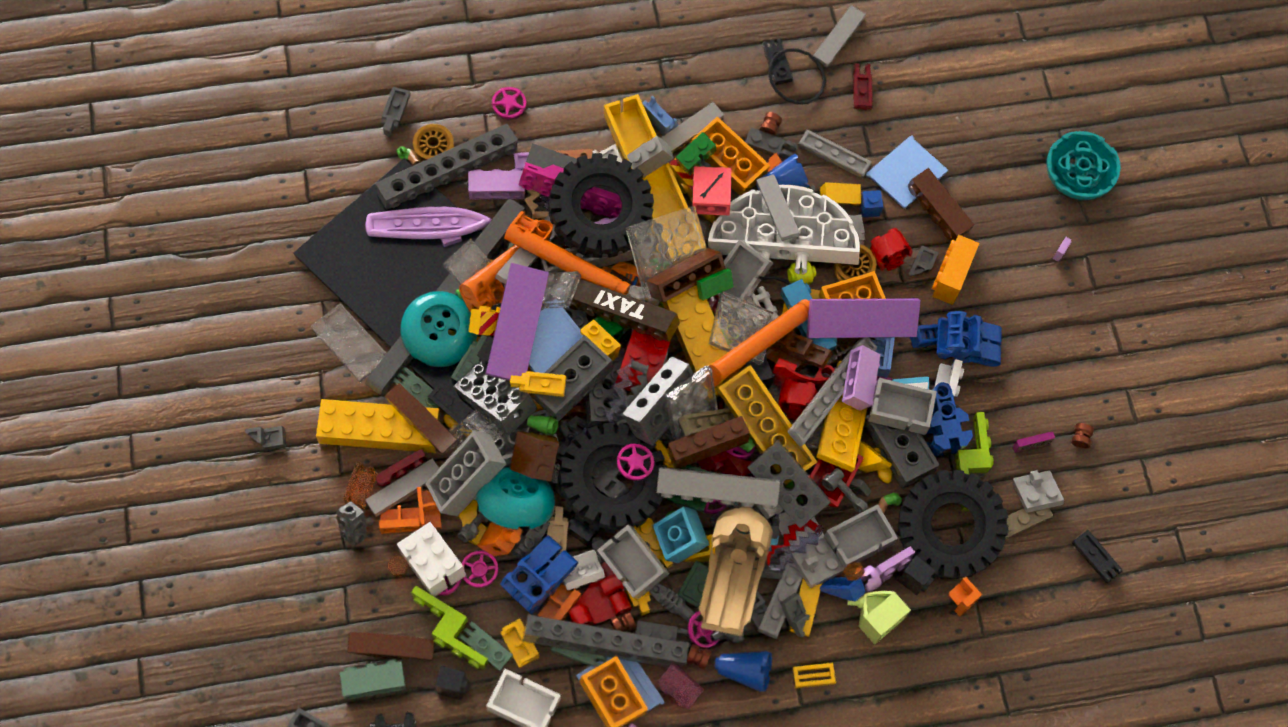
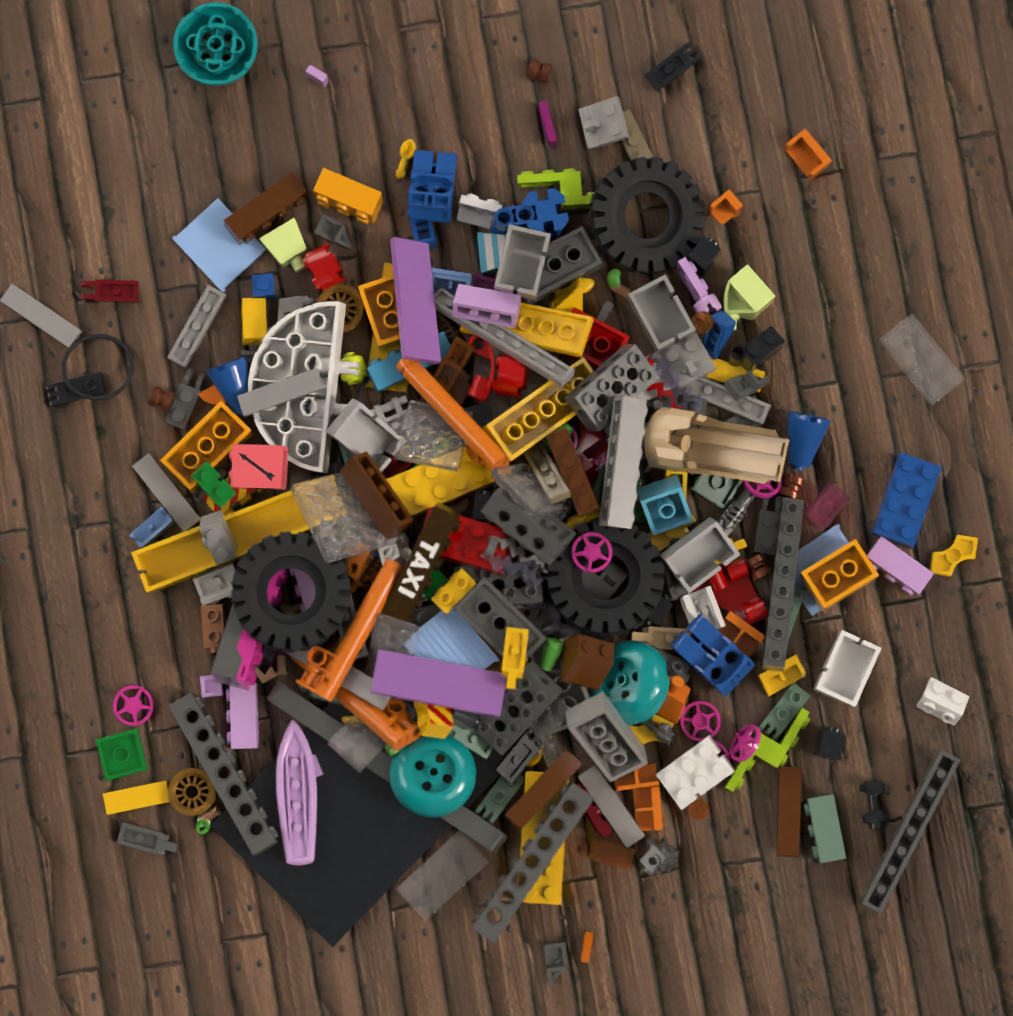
camera: 85 degrees left, 15 degrees up
(277, 463) = (587, 945): none -> orange tile
(407, 451) = (492, 930): none -> dark grey brick
(430, 101) = (136, 797): none -> yellow tile
(456, 605) = (745, 743): none -> dark pink wheel
(467, 93) = (121, 754): none -> green tile
(715, 284) = (386, 463): green tile -> none
(816, 675) = (808, 386): yellow tile -> none
(829, 625) = (757, 350): none -> black hinge
(834, 480) = (604, 338): dark grey brick -> none
(911, 221) = (286, 245): none -> yellowish green torso
(999, 321) = (406, 153): none -> yellow piece
(1021, 679) = (807, 154): none -> orange panel

